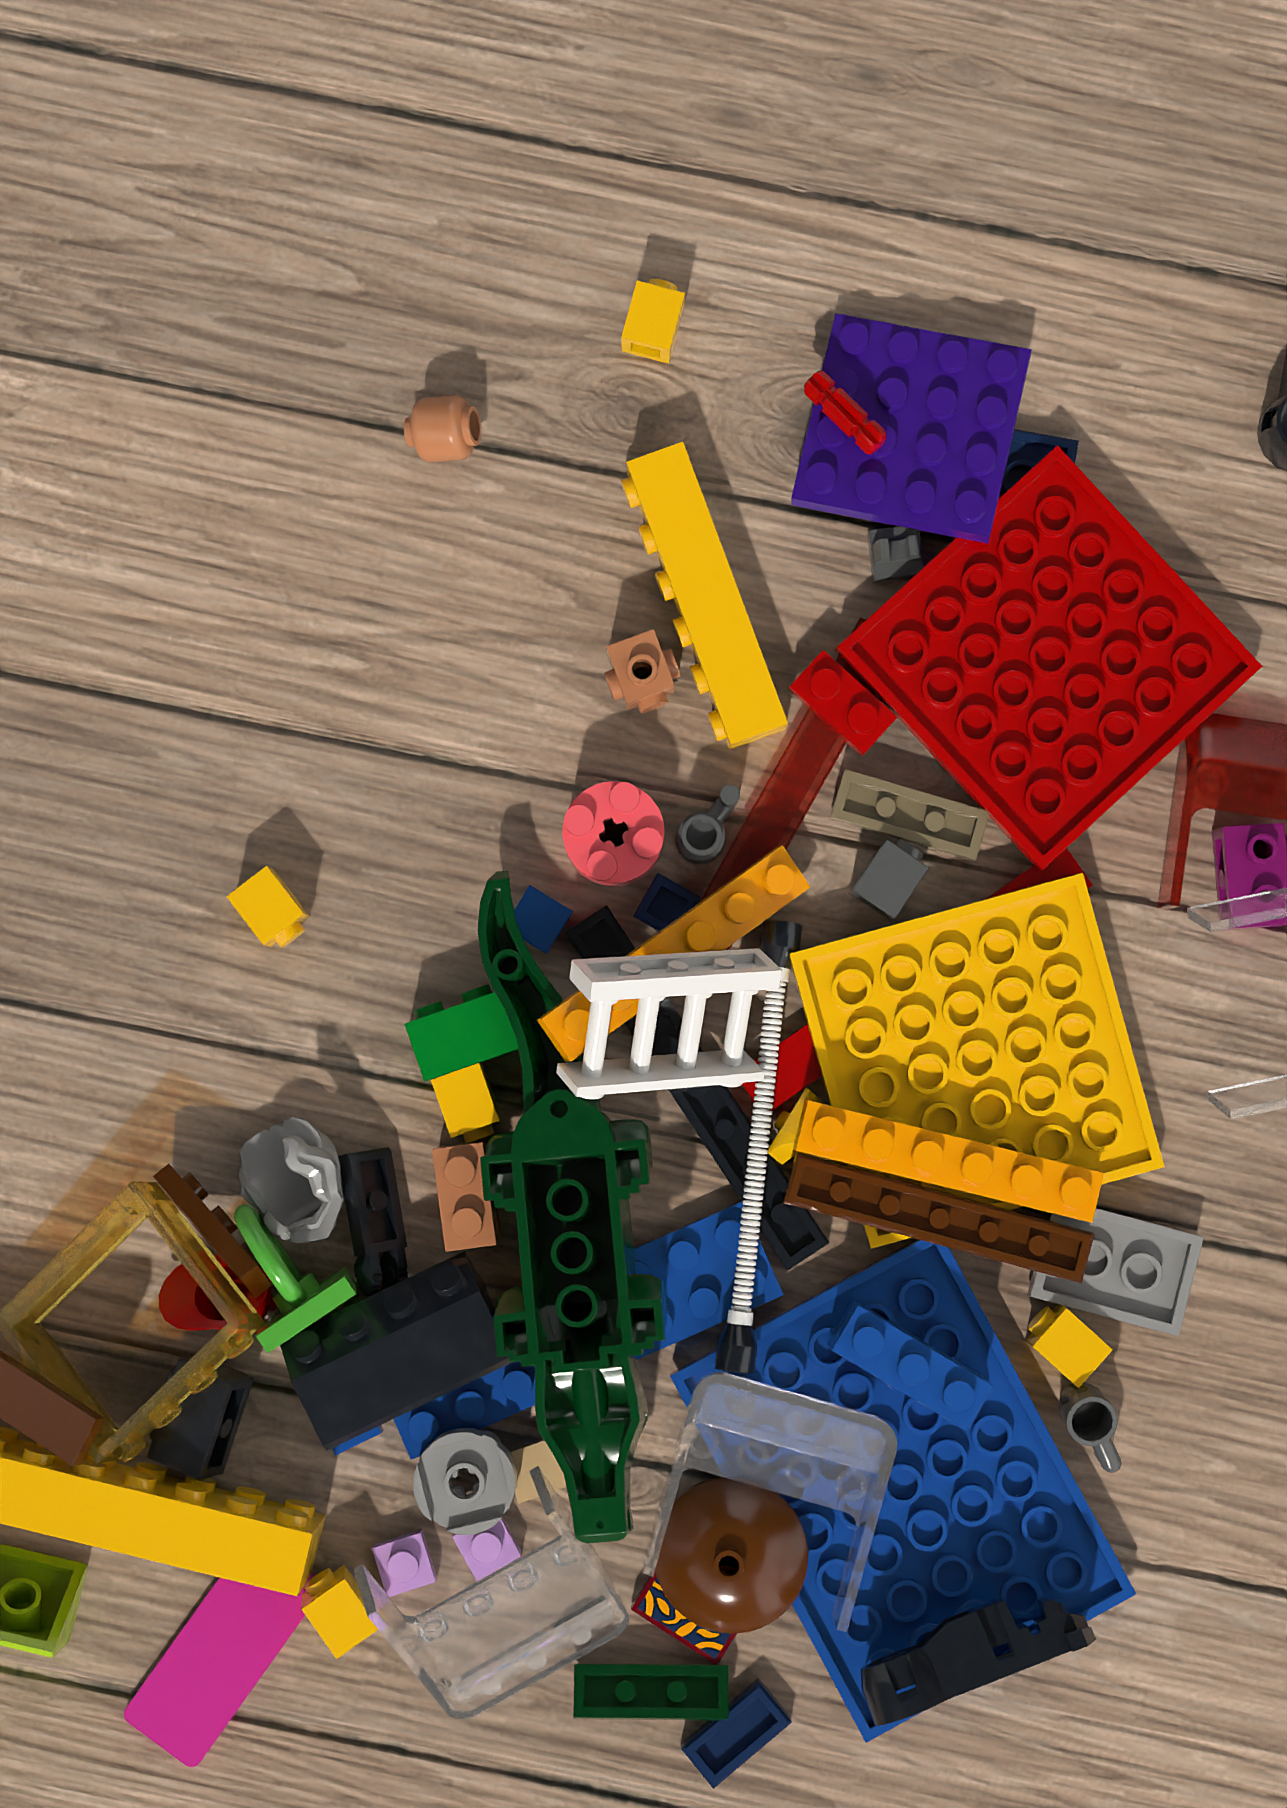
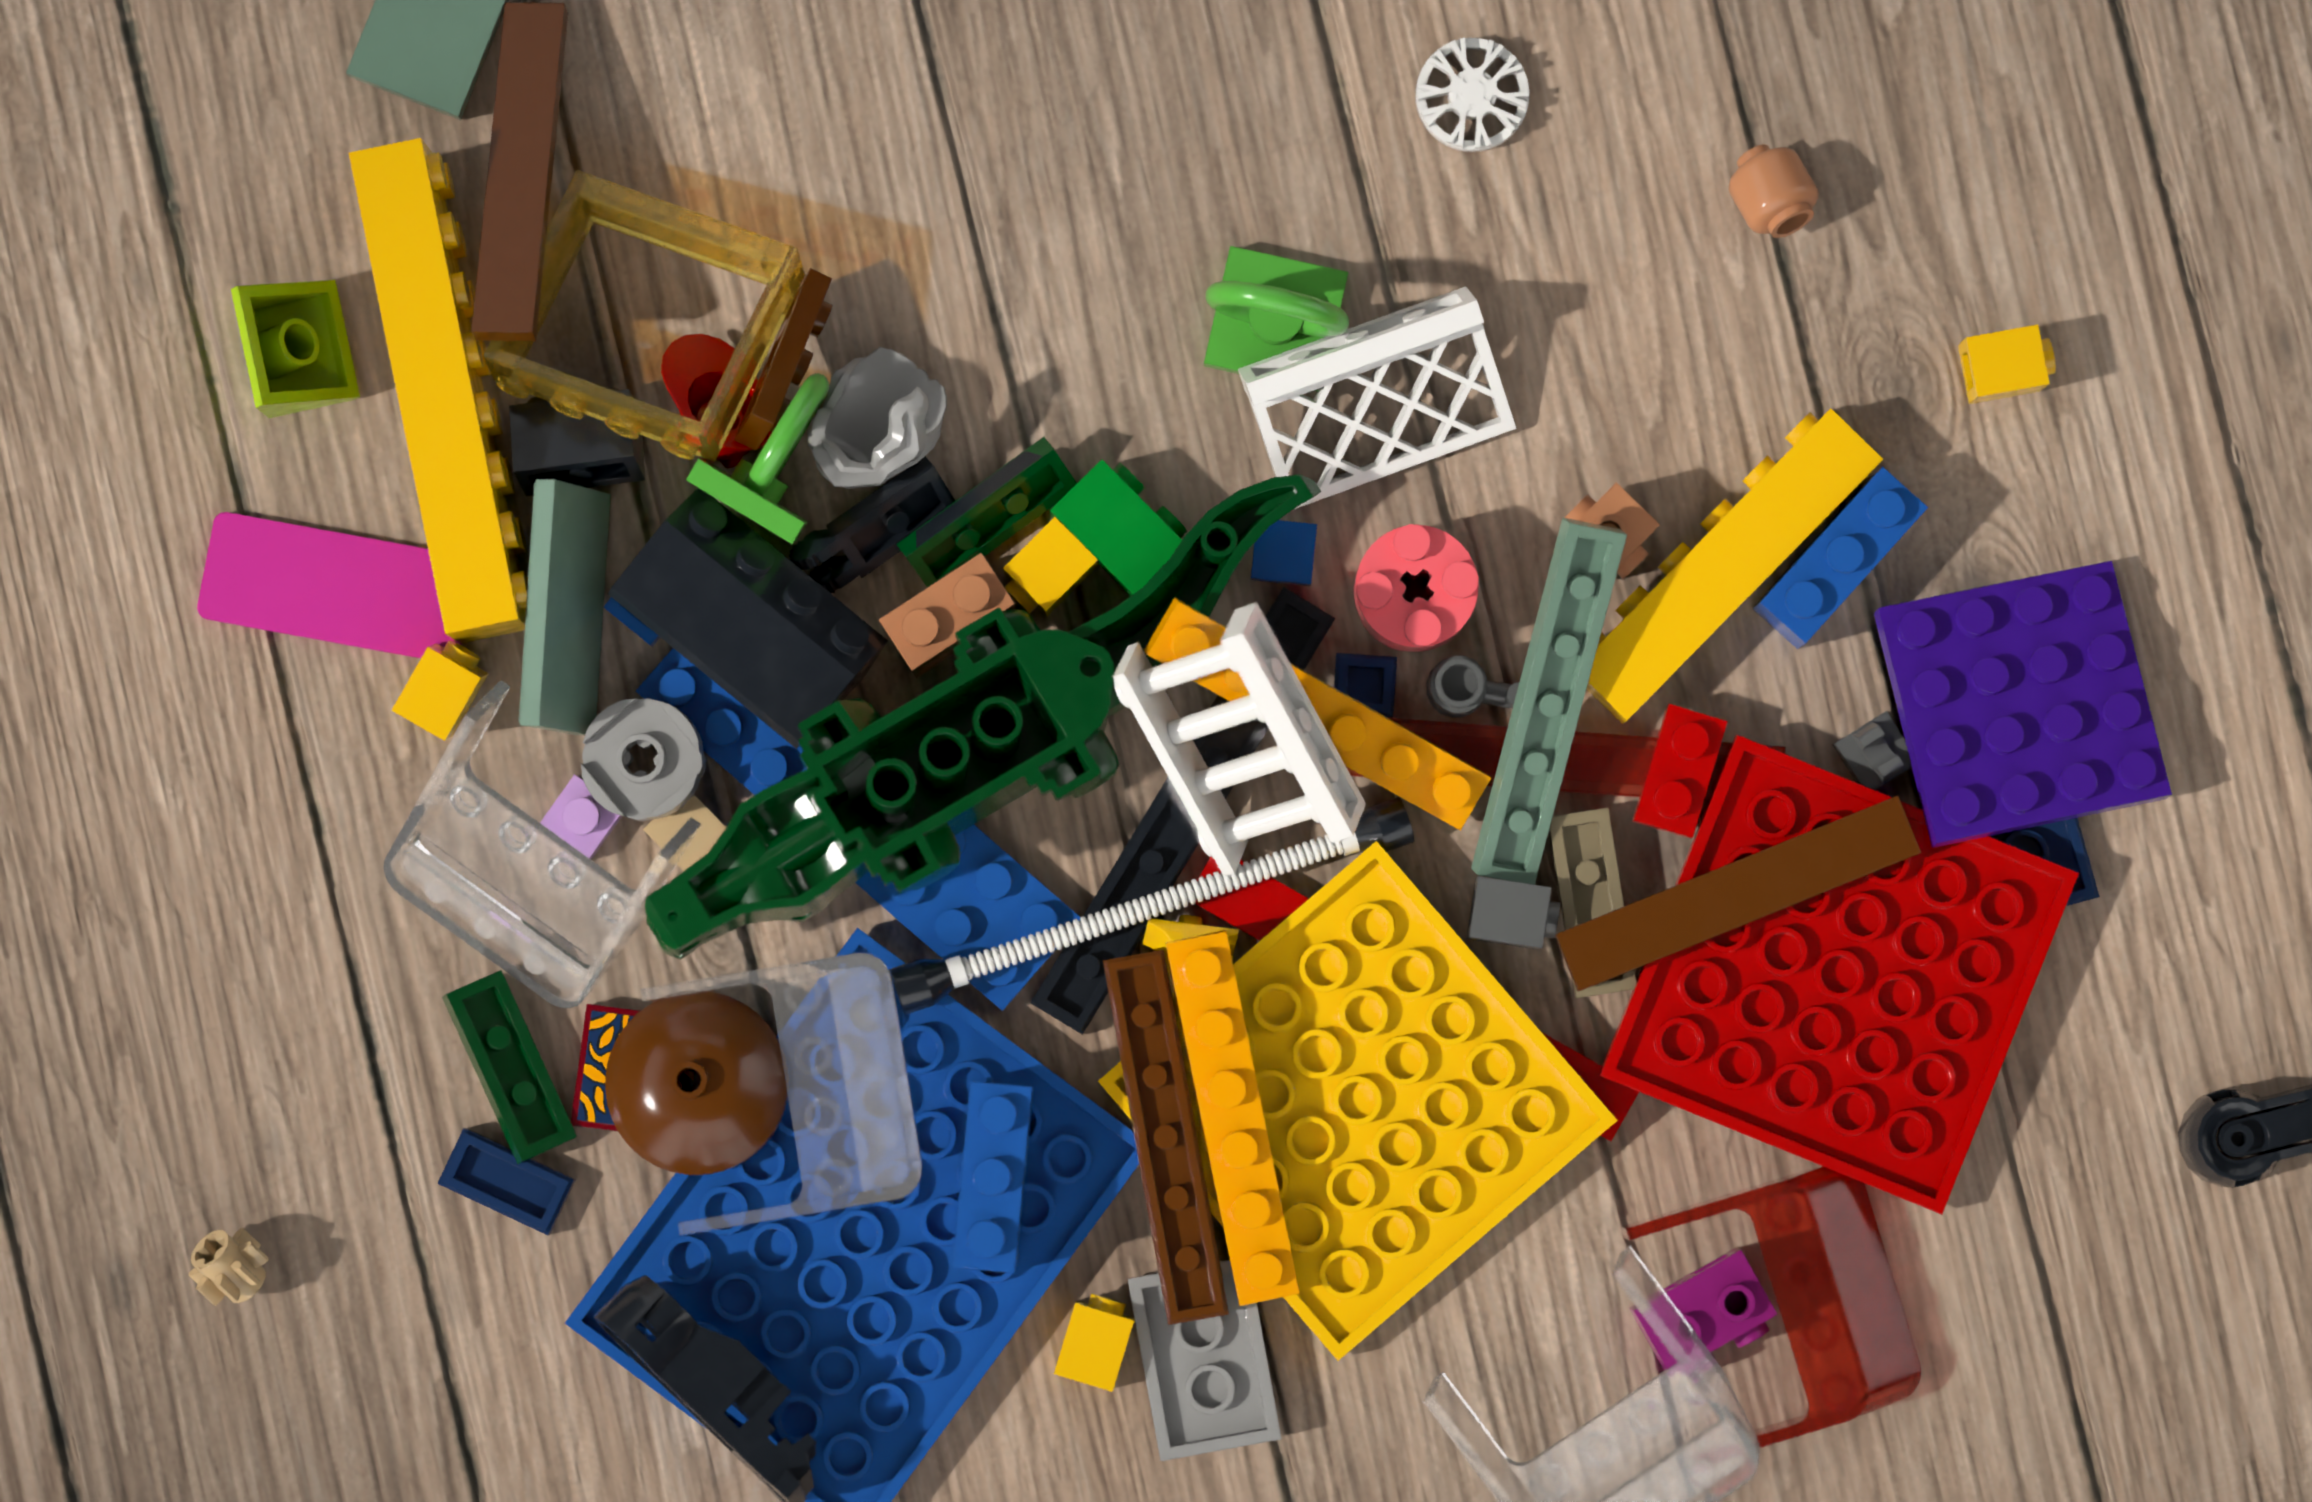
camera: 65 degrees right, 0 degrees up
(263, 617) = (1472, 94): none -> white wheel
(269, 908) = (1157, 254): yellow brick -> none
(321, 1488) = (564, 607): none -> sand green tile
(360, 842) = (1271, 307): none -> bright green tile
(404, 1128) = (989, 513): none -> dark green plate
(404, 1563) = (516, 745): lavender plate -> none
(416, 784) = (1375, 347): none -> white fence
(740, 509) = (1840, 558): none -> blue brick
(746, 774) = (1548, 701): none -> sand green plate
(845, 412) = (1999, 621): red axle -> none
(956, 703) = (1737, 893): none -> reddish brown tile
(1091, 1422) = (1024, 1405): dark grey piece -> none

